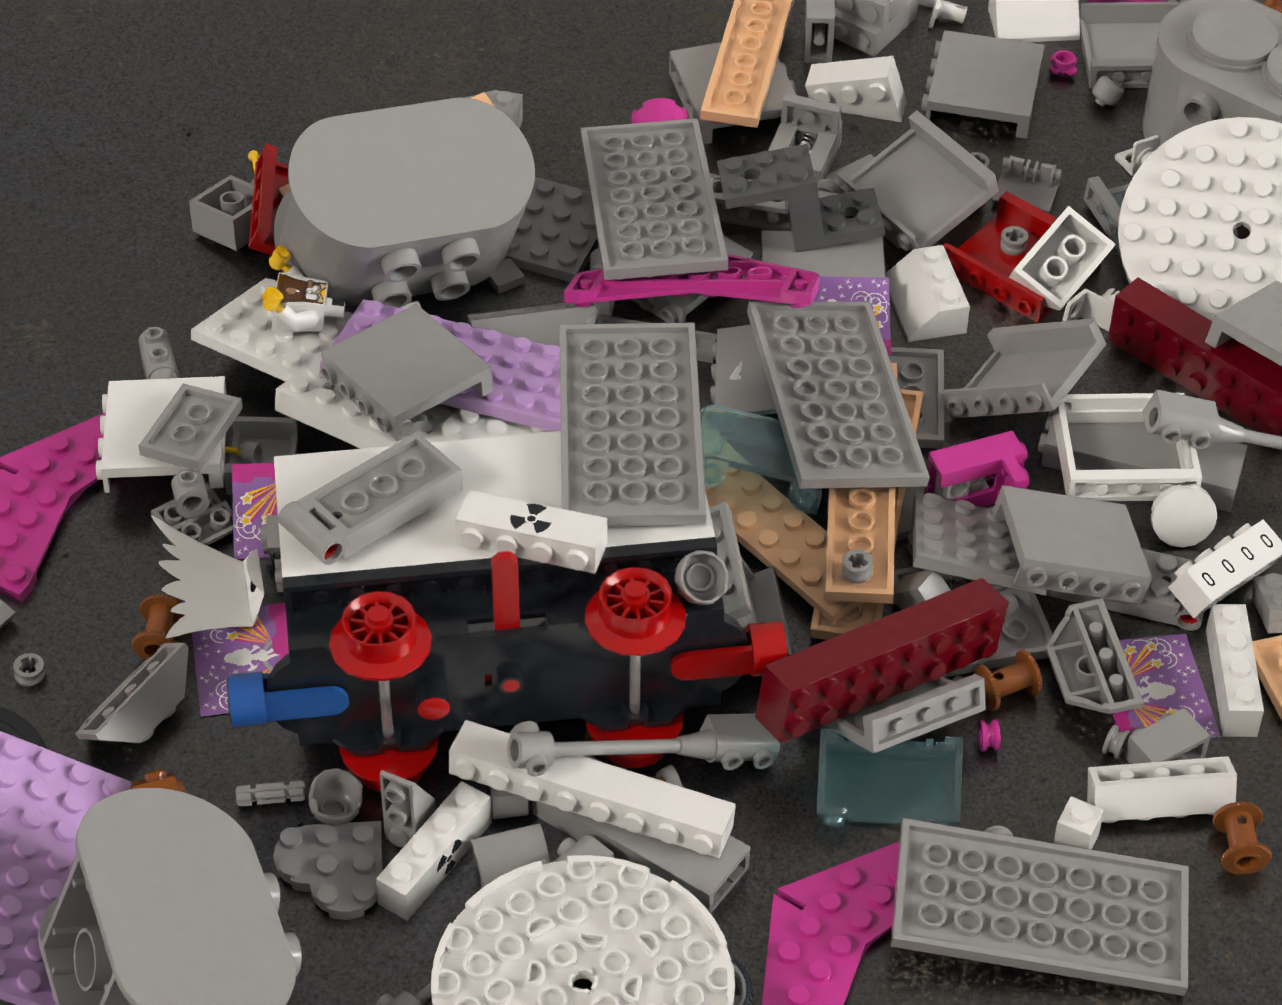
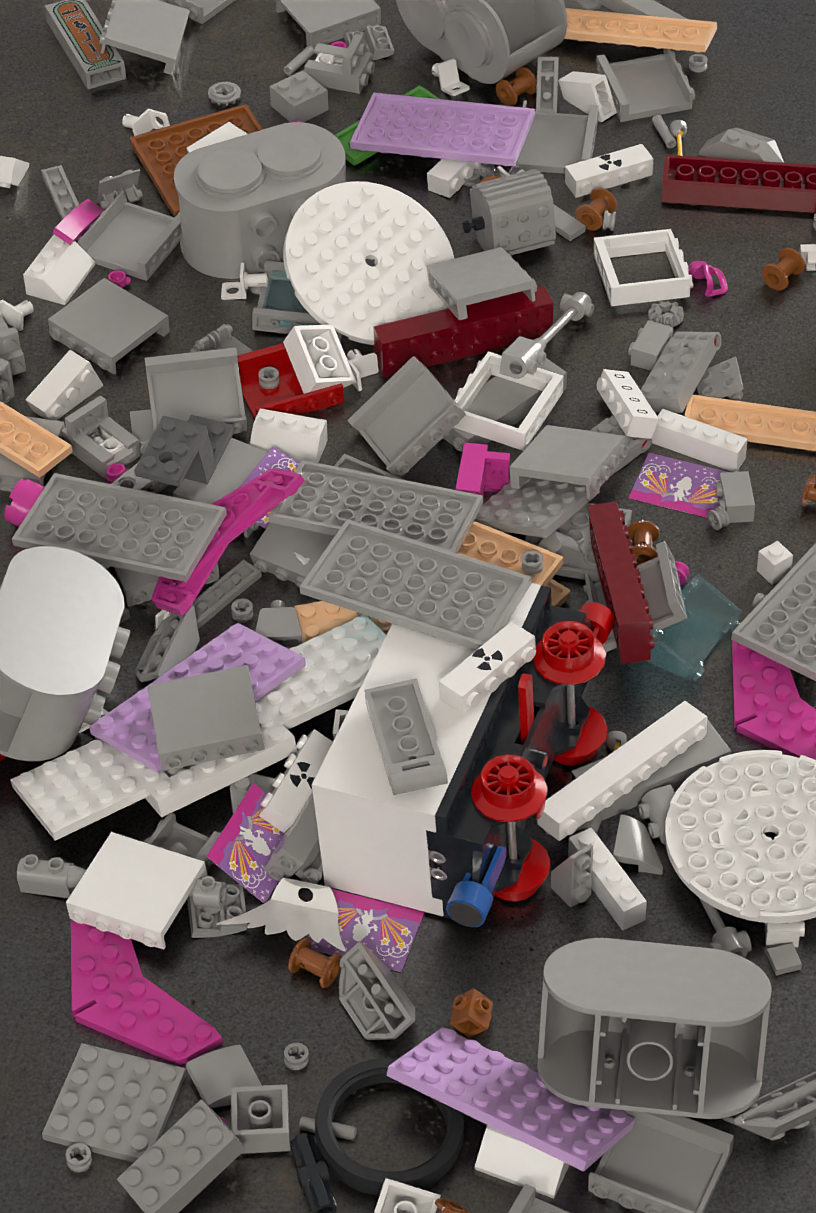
camera: 60 degrees left, 0 degrees up
(190, 427) = (162, 862): light grey plate -> none
(270, 793) = (498, 953): light grey axle -> none
(298, 301) = (73, 759): torso -> none
(333, 865) = (576, 923): light grey plate -> none
(335, 796) = (530, 915): light grey hair -> none
(701, 577) = (564, 607): light grey hair -> none
(721, 739) = (613, 694): light grey bar -> none
(1092, 661) = (662, 496): light grey wedge -> none
(1107, 91) = (165, 271): light grey piece -> none
(1162, 788) = (771, 510): white brick -> none
(1183, 515) = (569, 404): white tile -> none

